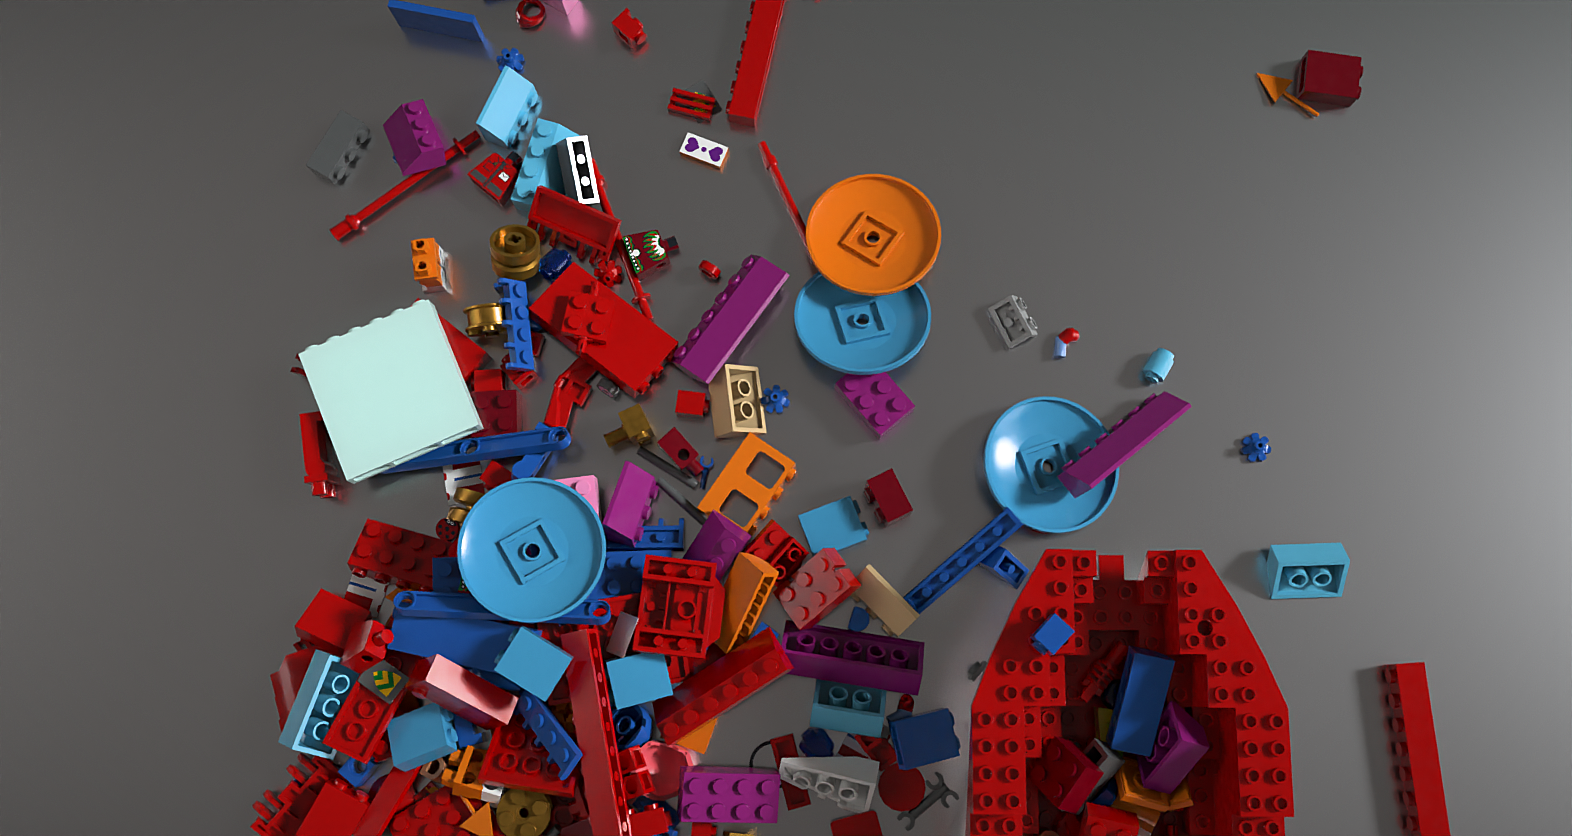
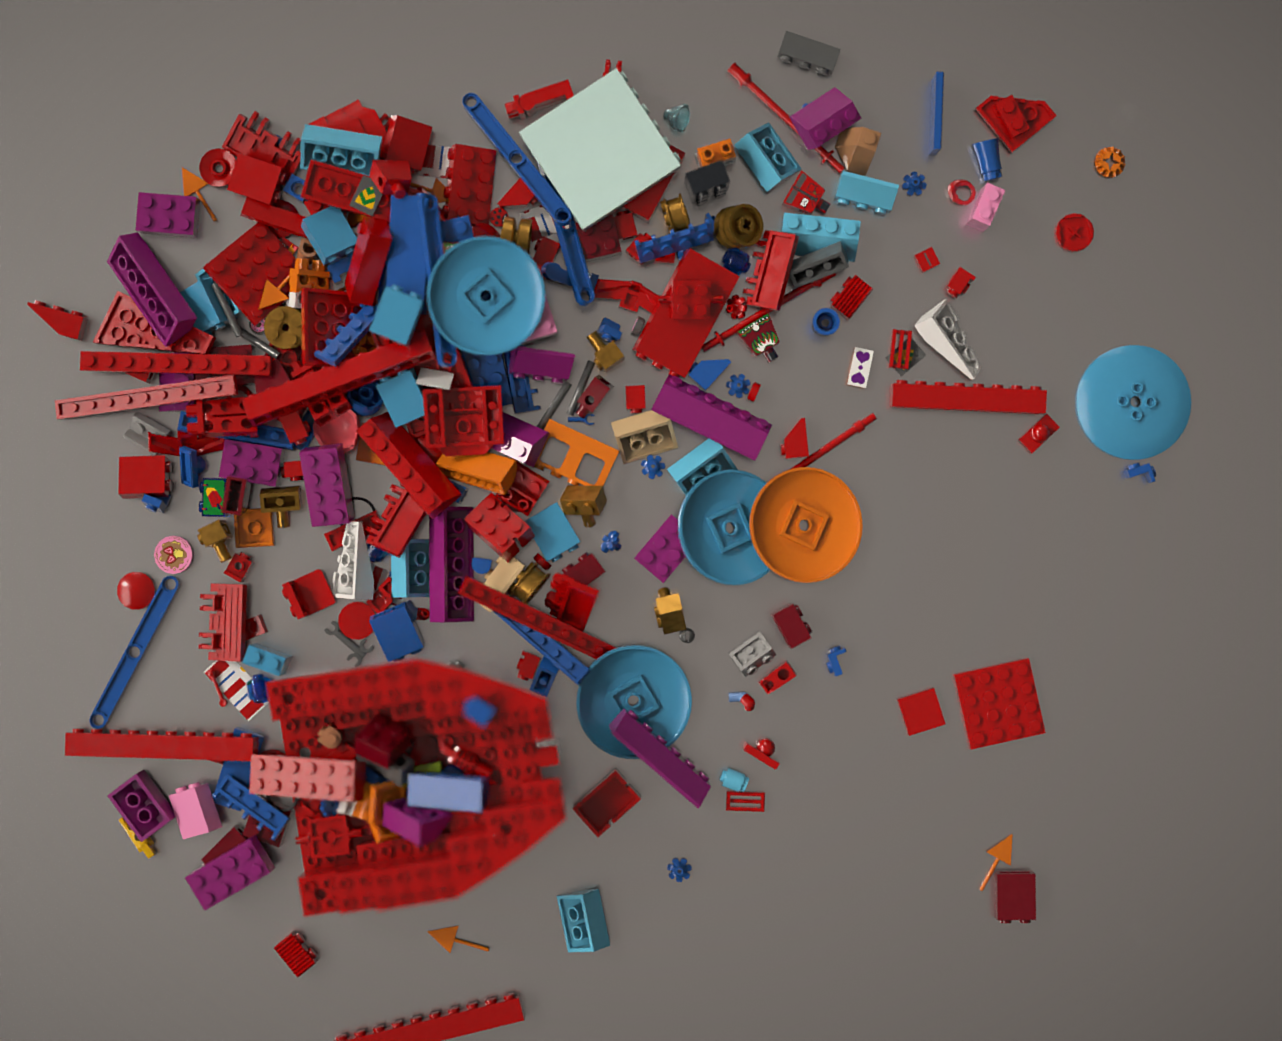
camera: 75 degrees right, 10 degrees up
(376, 303) = (678, 117): none -> clear light blue piece
(395, 485) = (524, 169): none -> blue beam
(426, 498) = (517, 197): none -> red slope
(445, 211) = (767, 156): none -> medium azure slope
(454, 107) = (857, 148): none -> medium nougat slope
(456, 276) = (707, 182): none -> black brick
(597, 60) = (927, 259): none -> red tile
(607, 420) = (609, 330): none -> blue bracket
(622, 145) = (851, 297): none -> red brick
(645, 173) = (828, 315): none -> blue plant
(676, 317) = (707, 372): none -> blue slope
(682, 56) = (943, 333): none -> white wedge
(699, 287) = (735, 389): none -> blue plant
(774, 231) = (795, 443): none -> red slope
(782, 344) = (699, 463): none -> medium azure slope
(792, 708) = (401, 522): none -> red hinge
(803, 482) = (584, 502): none -> pearl gold brick
(855, 461) = (610, 542): none -> blue plant
(866, 546) = (542, 562): none -> red tile
(890, 565) = (528, 583): none -> pearl gold wheel
(922, 514) = (572, 600): none -> red hinge
(934, 564) = (533, 618): none -> red plate
(950, 404) = (669, 612): none -> pearl gold brick
(979, 397) = (682, 635): none -> dark grey hinge
(987, 268) = (791, 625): none -> dark red brick
(988, 584) = (528, 665): none -> red brick
(1036, 232) = (833, 664): none -> blue bracket
(1044, 296) = (777, 677): none -> red leg
(1105, 147) = (921, 711): none -> red tile
(1108, 63) = (999, 703): none -> red plate
(1129, 327) = (763, 751): none -> red tile
(1163, 515) = (606, 801): none -> red piece
(1172, 372) = (745, 793): none -> red tile
(1307, 742) = (447, 936): none -> orange piece

